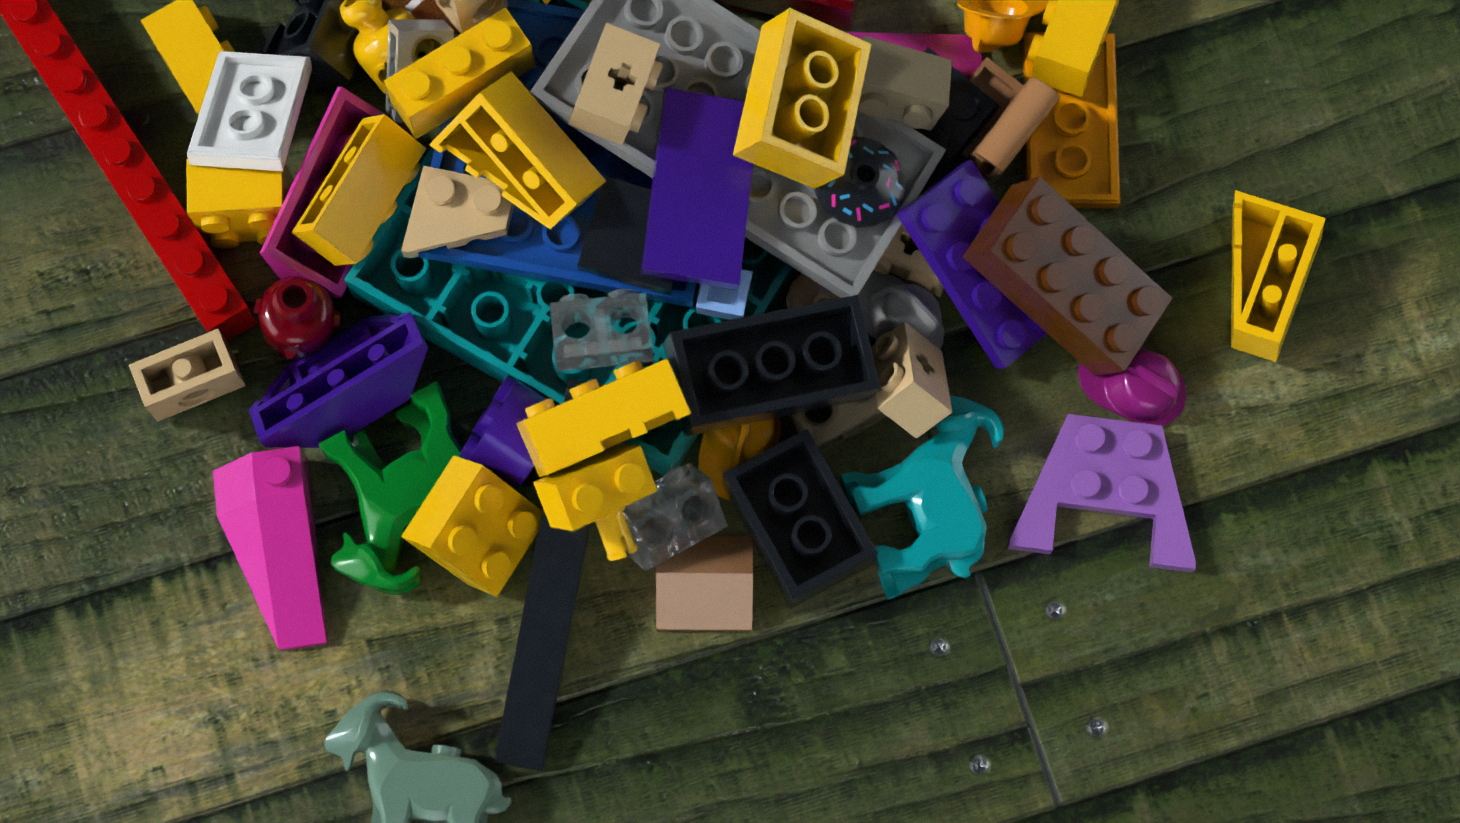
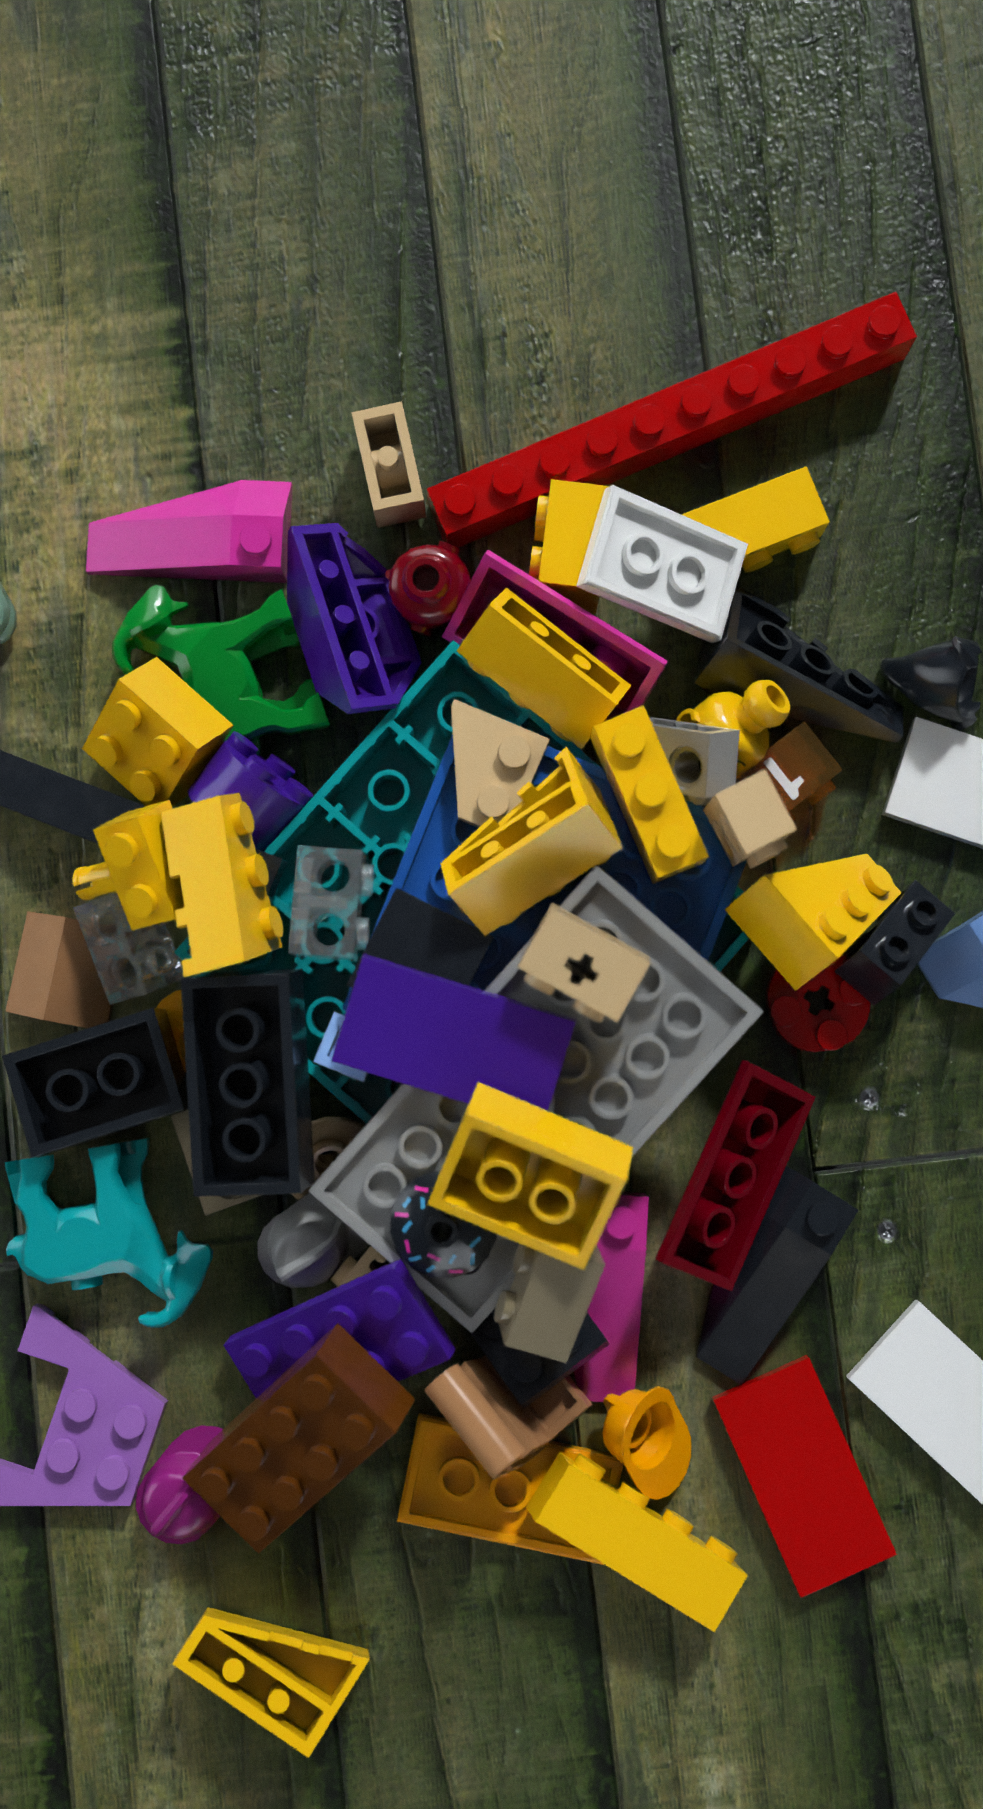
camera: 105 degrees right, 10 degrees up
(911, 380) = (219, 1235): tan brick -> none

